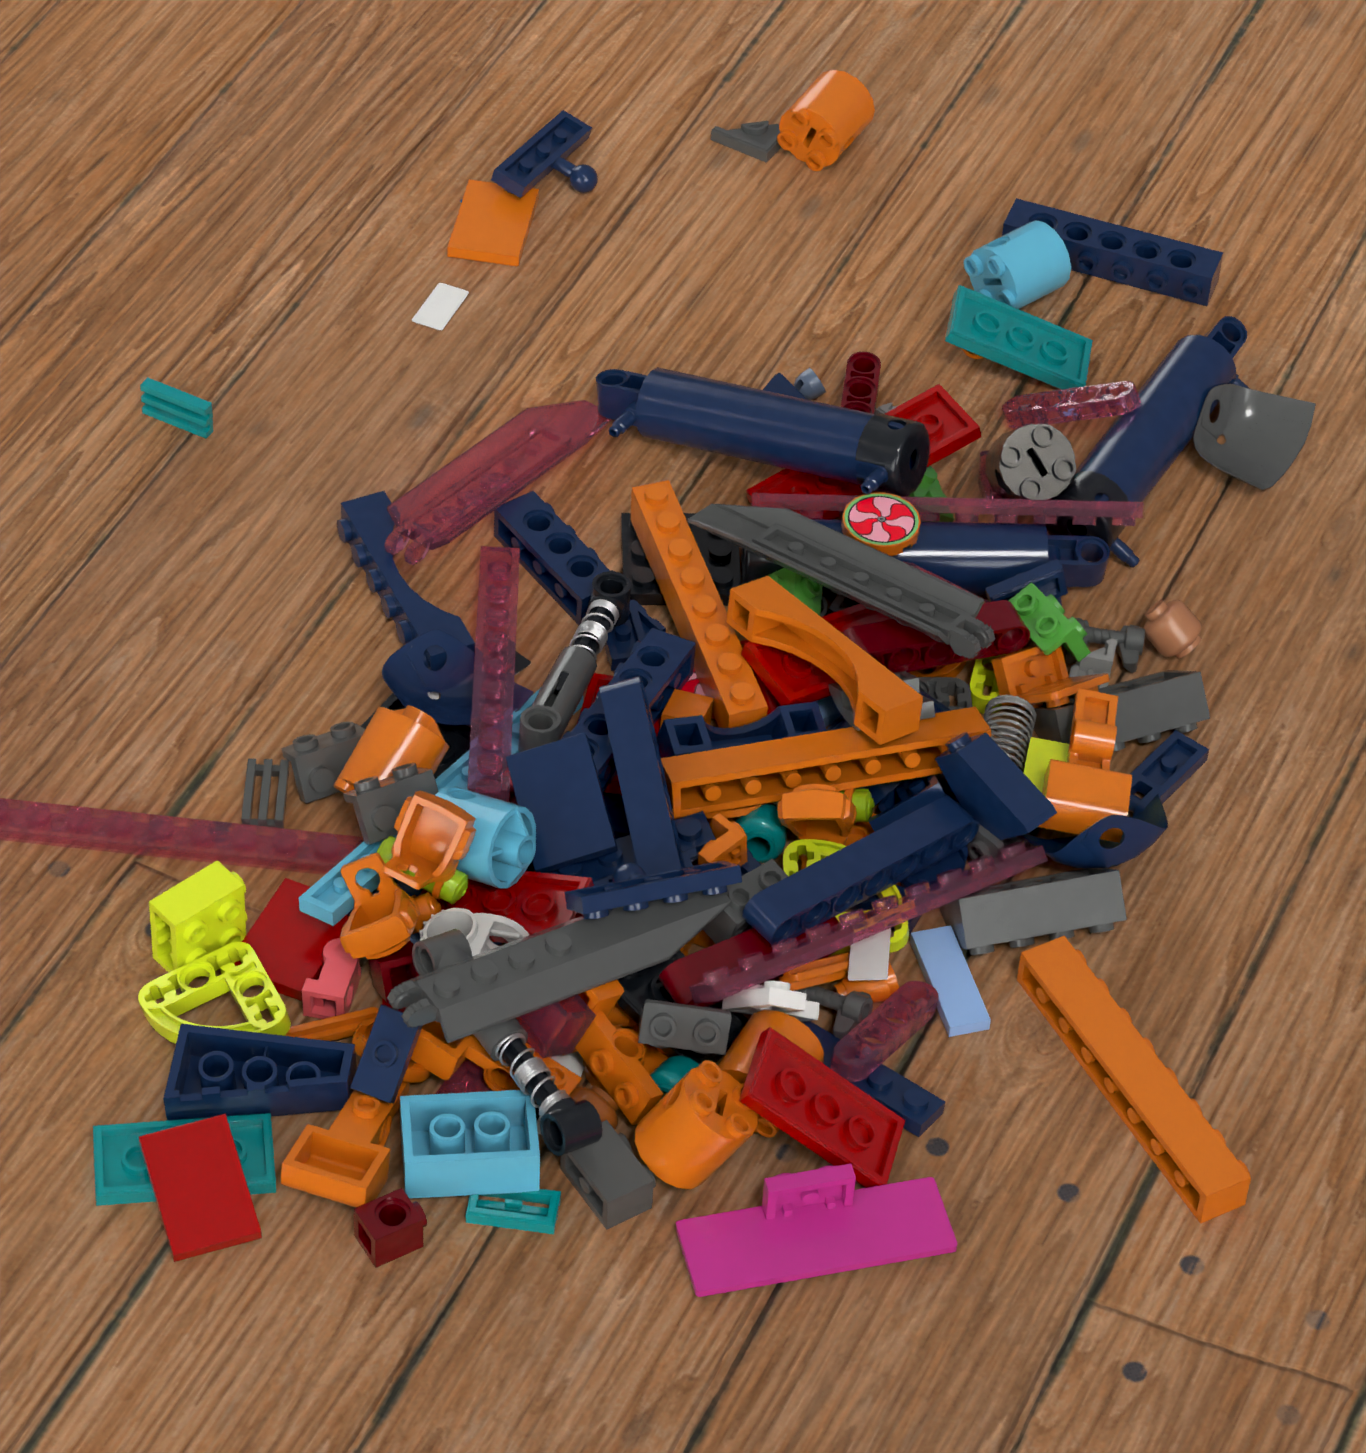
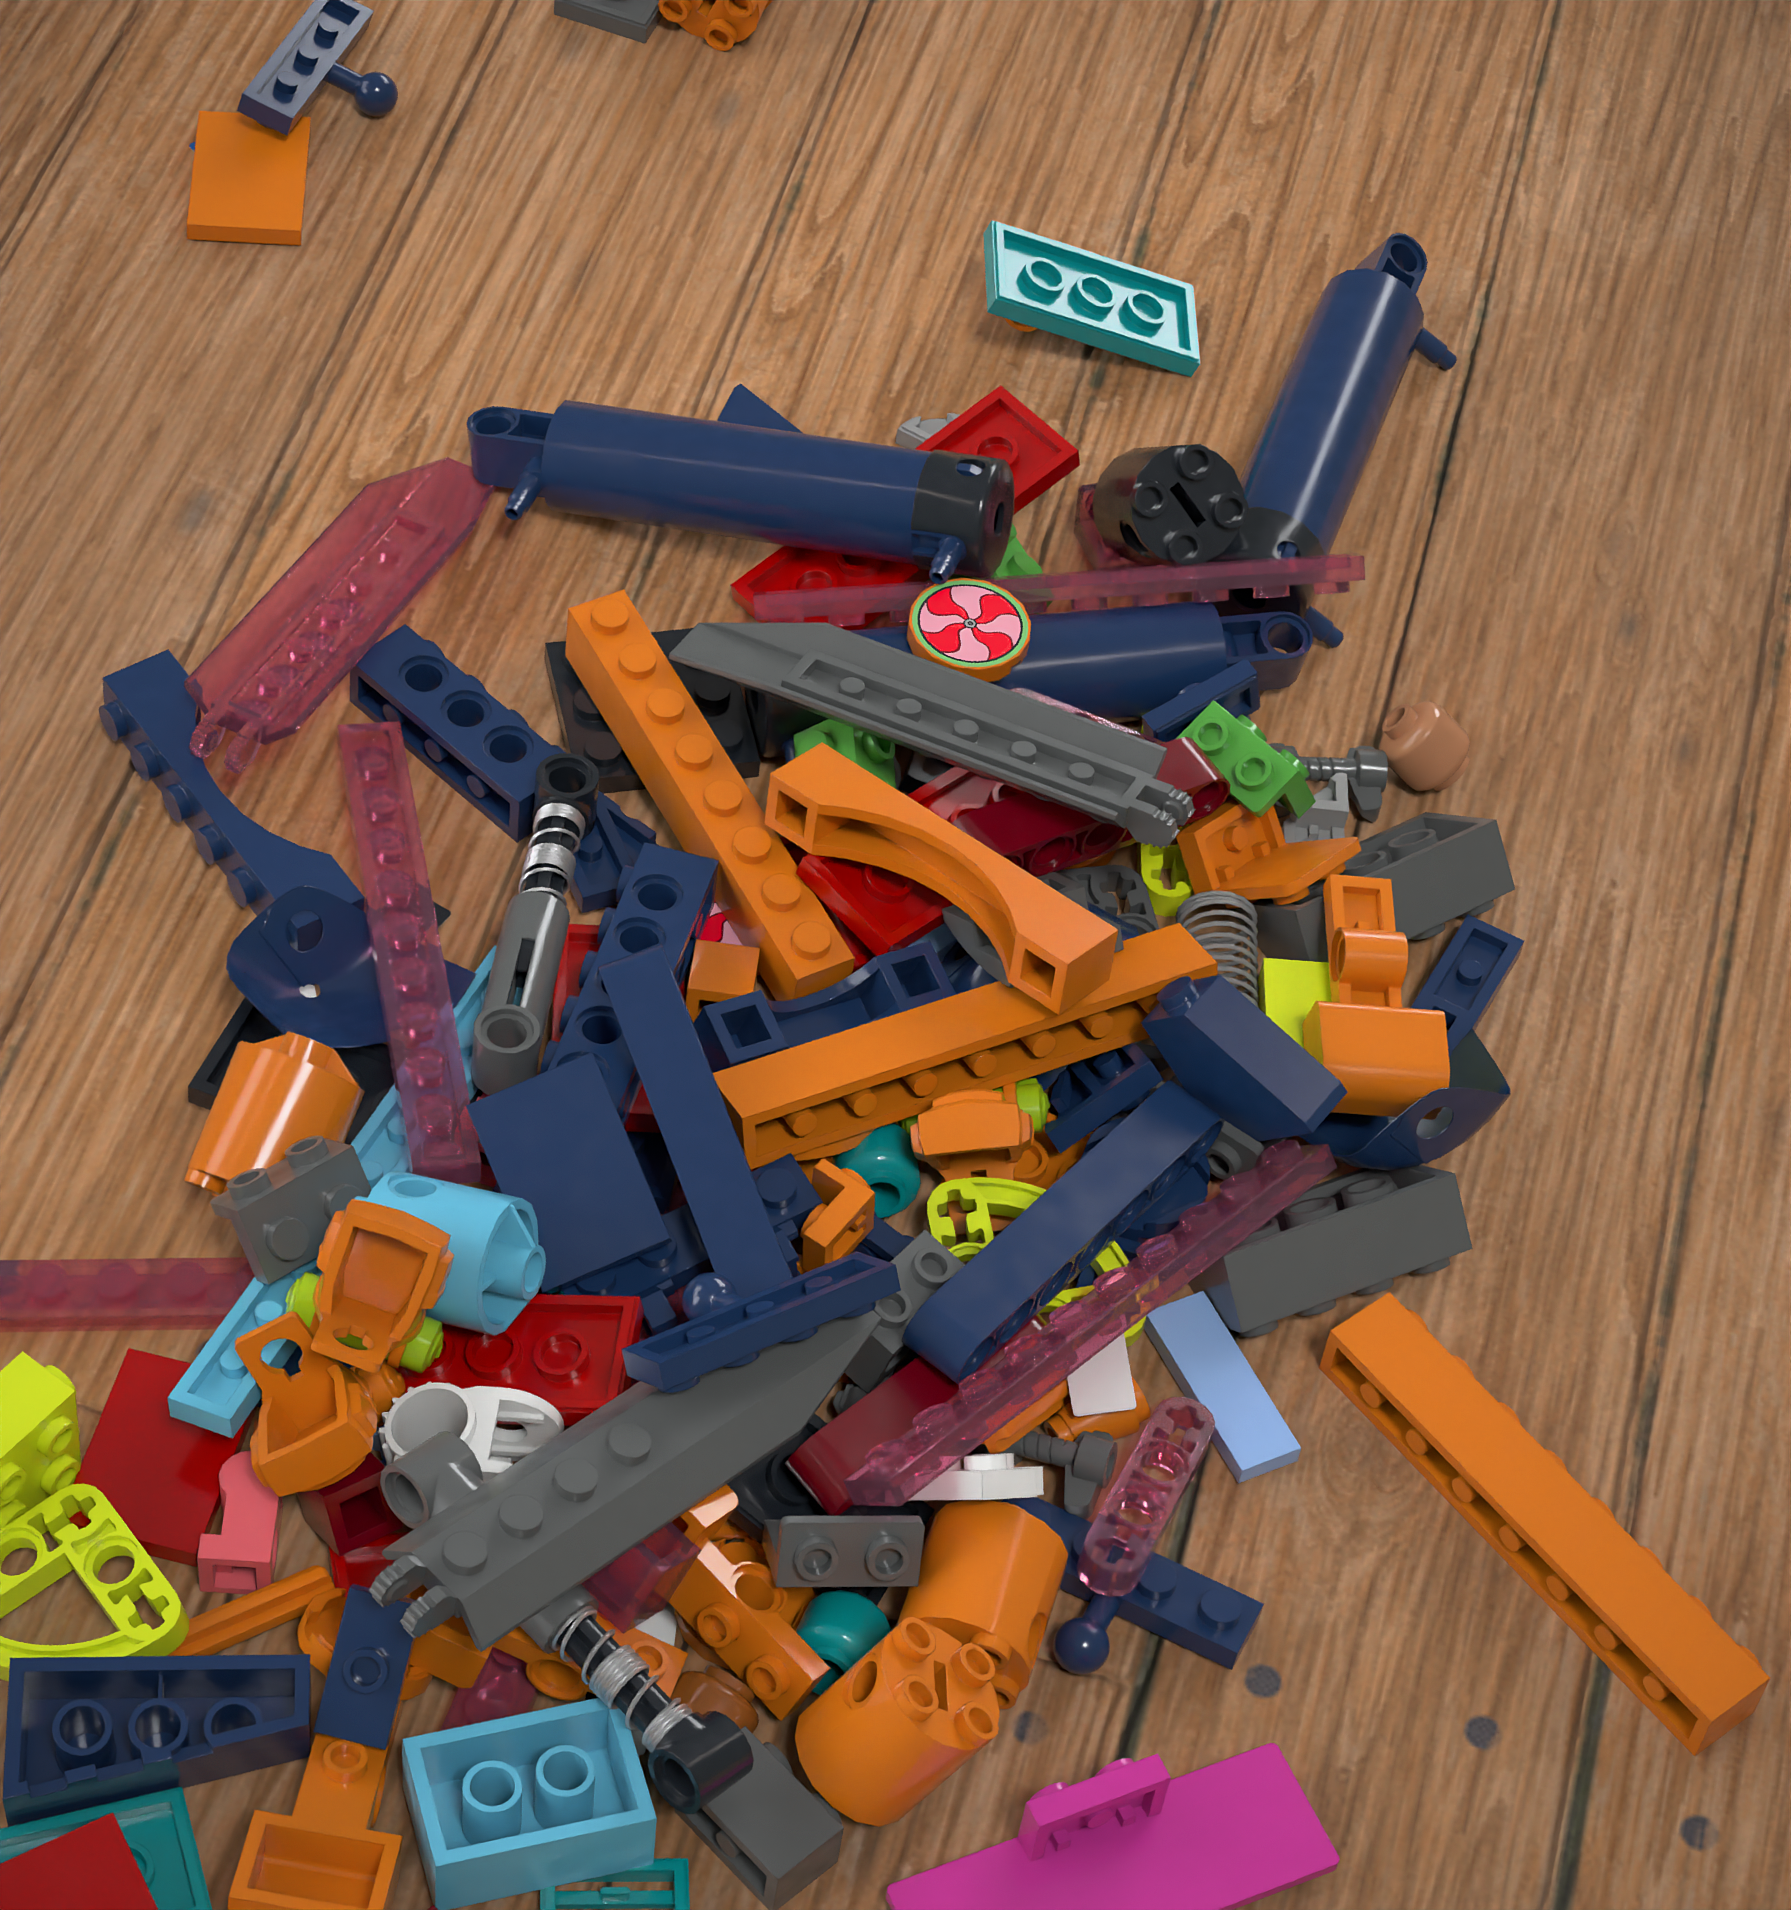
camera: 15 degrees left, 5 degrees up
(268, 771) = (63, 1156): dark grey tile -> none
(321, 759) = (156, 1129): dark grey bracket -> none
(440, 306) = (191, 323): white sticker -> none
(809, 385) = (789, 399): sand blue hinge -> none
(821, 1109) = (1088, 1661): red tile -> none
(861, 382) = (871, 395): dark red beam -> none
(1020, 265) = (1069, 177): medium azure cylinder -> none
(1072, 404) = (1196, 396): clear pink beam -> none
(1127, 253) = (1190, 142): dark blue brick -> none
(1260, 433) = (1471, 413): dark grey piece -> none

